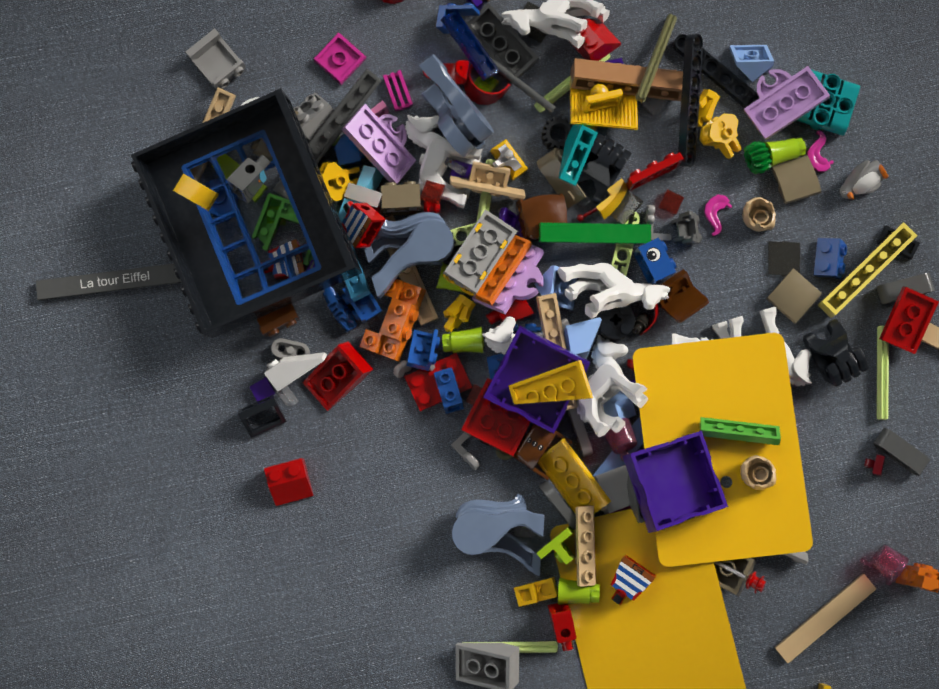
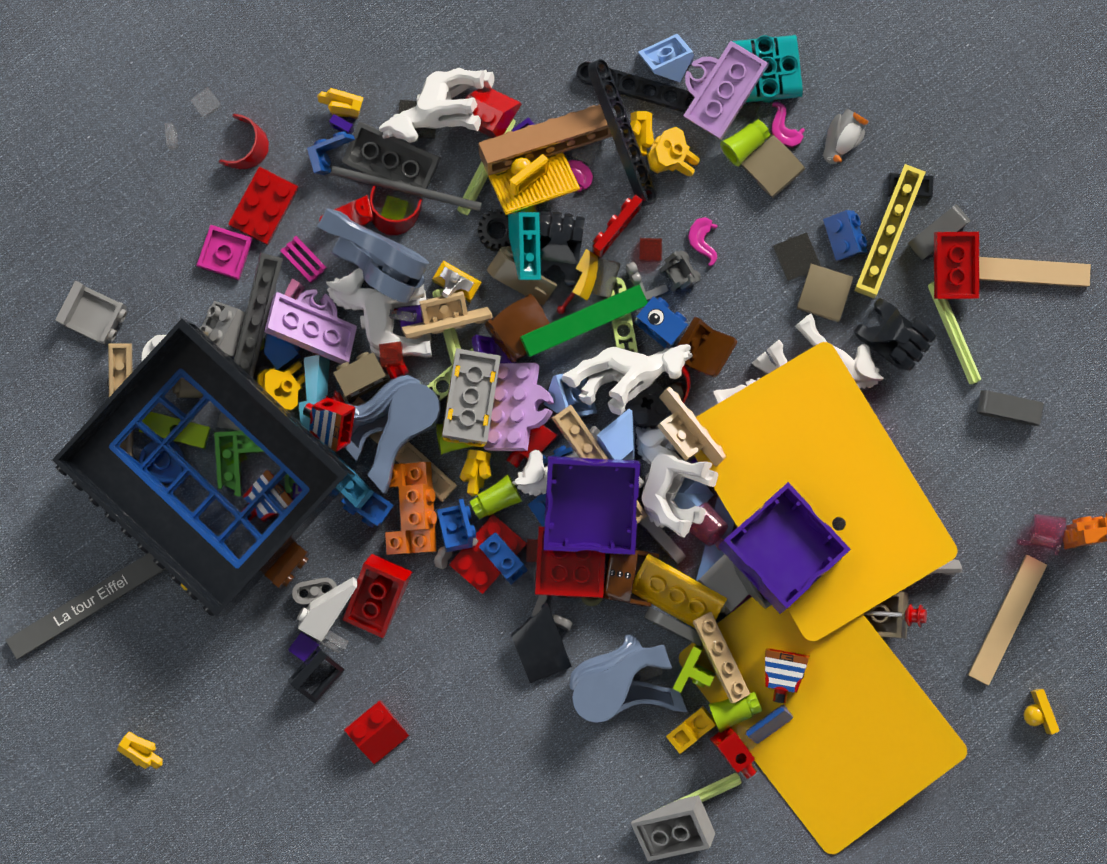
camera: 20 degrees left, 0 degrees up
(98, 413) = (139, 751): none -> yellow rock
(196, 192) = (141, 469): yellow slope -> none
(248, 178) = (192, 429): dark grey torso -> none
(339, 309) = (348, 524): blue hinge -> none
(362, 194) = (318, 390): white sticker -> none
(385, 36) = (263, 205): none -> red plate
(447, 472) = (540, 646): none -> black slope
(470, 45) = (359, 177): clear blue tile -> none
(503, 270) = (504, 404): orange tile -> none
(559, 384) = (616, 501): yellow wing -> none
(600, 615) = (769, 724): none -> slope
(637, 355) = (686, 432): none -> tan bracket
(644, 120) = (582, 174): none -> dark pink piece
(656, 58) = (565, 102): olive axle -> none
(740, 431) = (829, 463): bright green plate -> none
(757, 157) = (721, 161): green gear -> none
(758, 472) = (867, 499): tan hair -> none
(759, 214) = (750, 222): tan hair -> none
(876, 465) = (990, 434): dark red tile -> none

